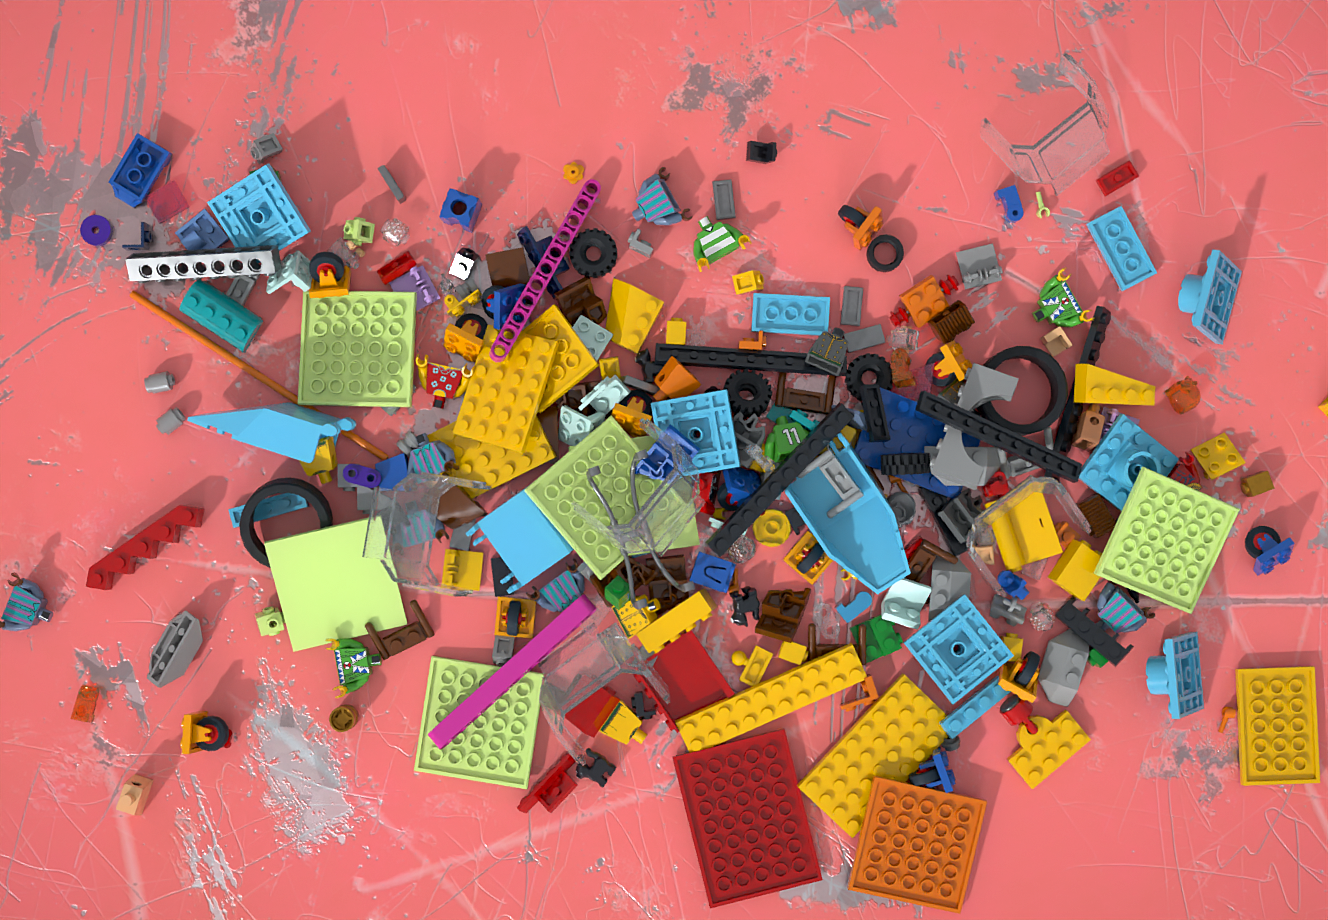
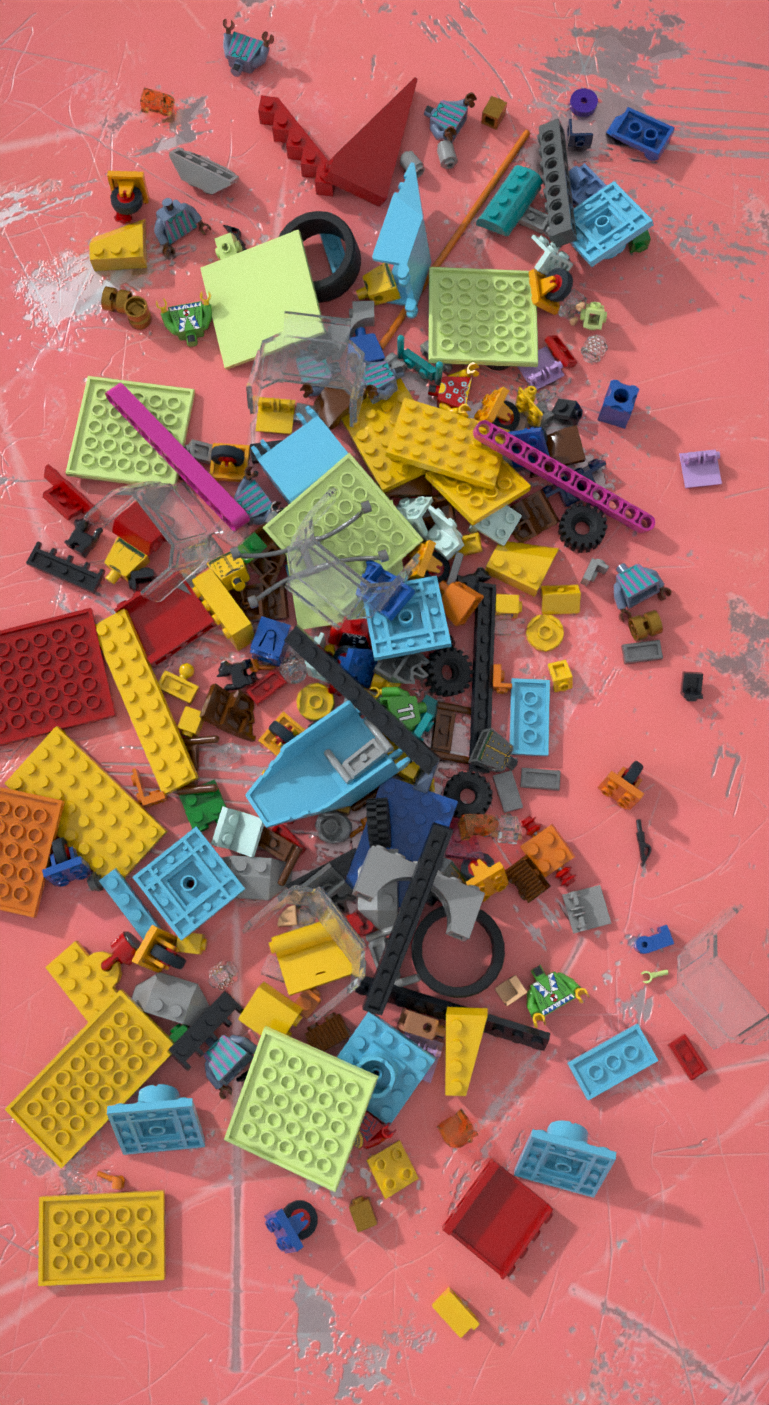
camera: 90 degrees right, 10 degrees down
(108, 329) = (494, 112): none -> pearl gold brick
(115, 379) = (449, 117): none -> torso
(134, 797) = (73, 141): light nougat torso -> none
(165, 466) = (369, 158): none -> red slope
(167, 202) = (612, 158): clear pink piece -> none
(237, 680) = (174, 222): none -> sand blue torso
(252, 612) = (229, 229): none -> black hand
(262, 740) = (120, 248): none -> yellow wedge
(265, 147) = (668, 237): light grey bracket -> none
(328, 734) = (114, 299): none -> pearl gold wheel
(361, 475) = (362, 319): dark purple plate -> none
(392, 184) = (639, 345): flat silver tile -> none
(404, 637) = (211, 365): reddish brown plate -> none
(415, 411) = (417, 363): none -> teal plate
(529, 129) = (700, 468): none -> lavender hinge
(573, 178) = (658, 514): light orange plant -> none
(630, 786) = (64, 569): none -> black hinge
(668, 278) = (560, 599): none -> yellow panel
(696, 188) = (647, 625): none -> pearl gold wheel
(702, 296) = (544, 632): none -> yellow tile
(716, 242) = (598, 642): torso -> none
(755, 453) = (386, 673): clear plate -> none
(756, 577) = (266, 687): none -> red plate
(861, 601) = (235, 784): dark azure leg -> none
(874, 413) = (430, 793): black plate -> none
(888, 239) = (600, 797): black tyre -> none
(914, 210) = (642, 844): none -> black hand
(1009, 609) = (230, 940): light grey hips -> none
(1012, 584) = (255, 942): blue hips -> none
(1136, 739) = (93, 1071): none -> yellow plate
(1260, 359) = (498, 1218): none -> red panel

